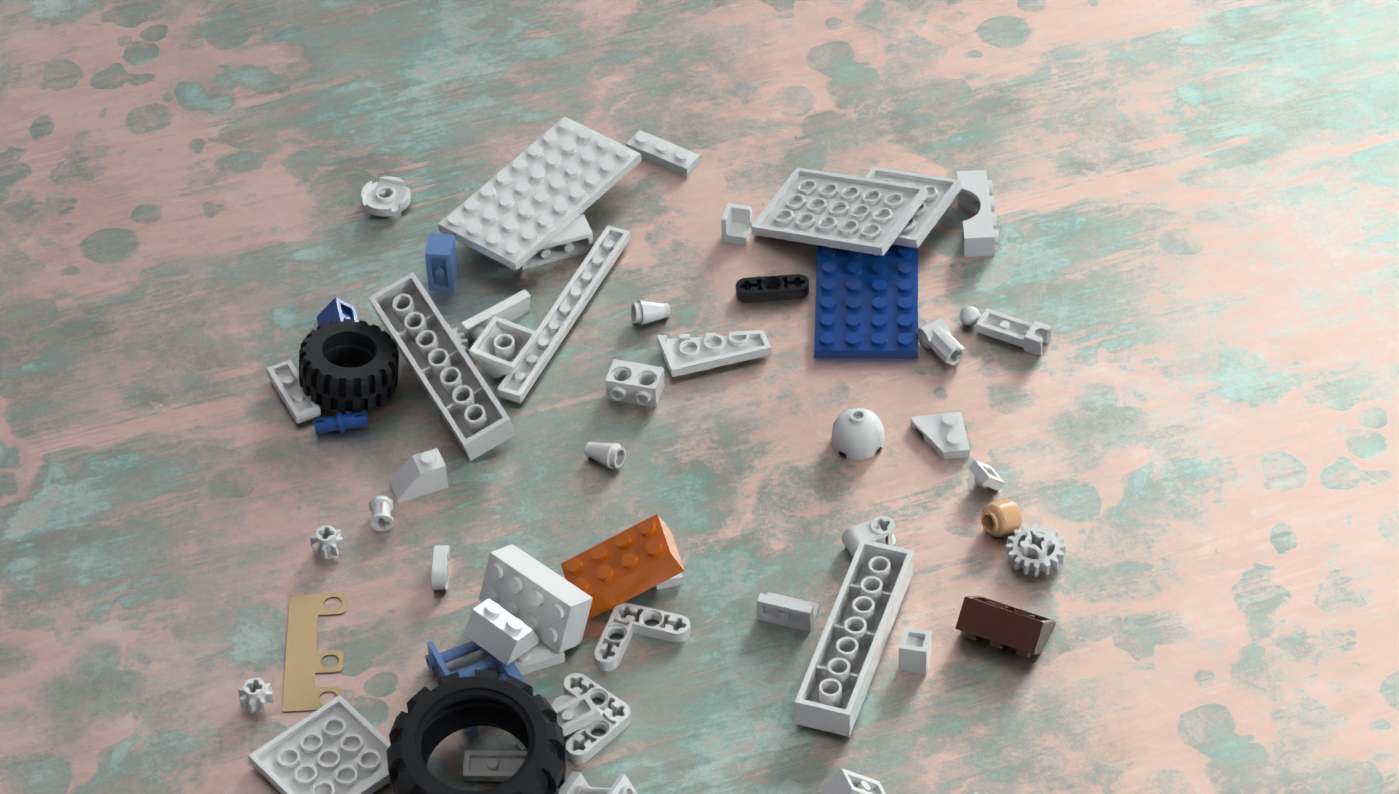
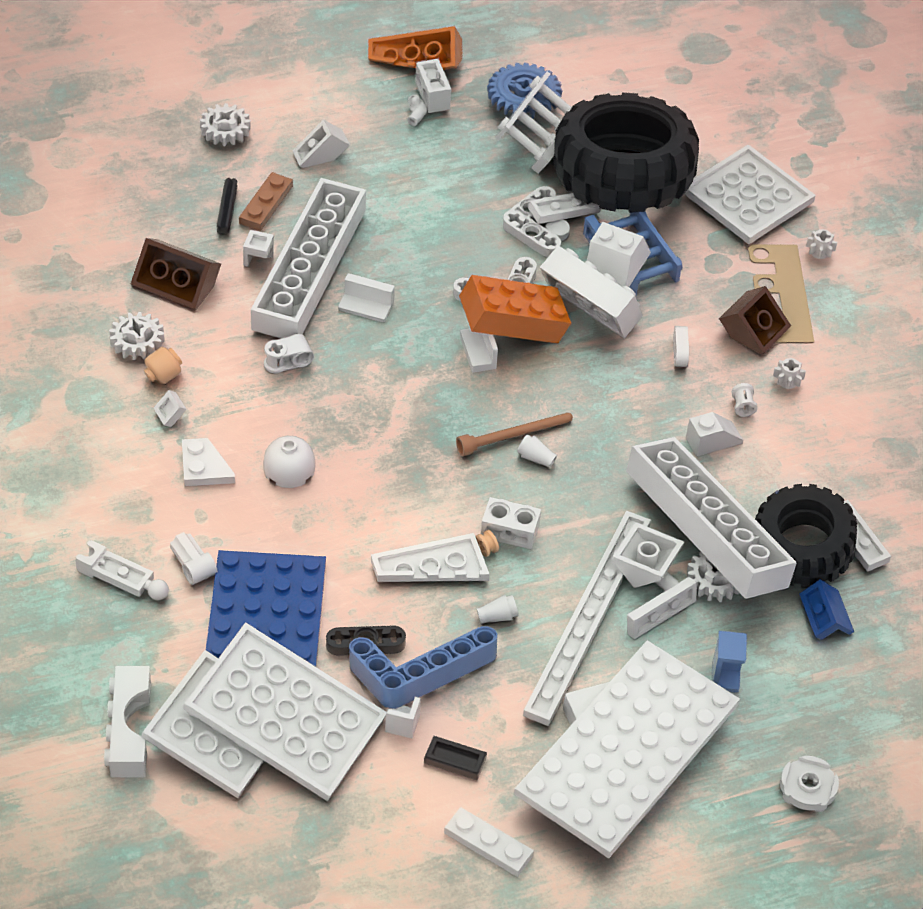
camera: 175 degrees right, 5 degrees up
(355, 598) = (755, 320): none -> reddish brown slope
(660, 361) = (487, 543): none -> light nougat bush
(676, 458) = (468, 444): none -> nougat piece
(690, 208) = (455, 757): none -> black tile
(716, 250) = (423, 674): none -> medium blue beam
(914, 730) = (265, 201): none -> nougat plate
(960, 719) = (227, 206): none -> black axle

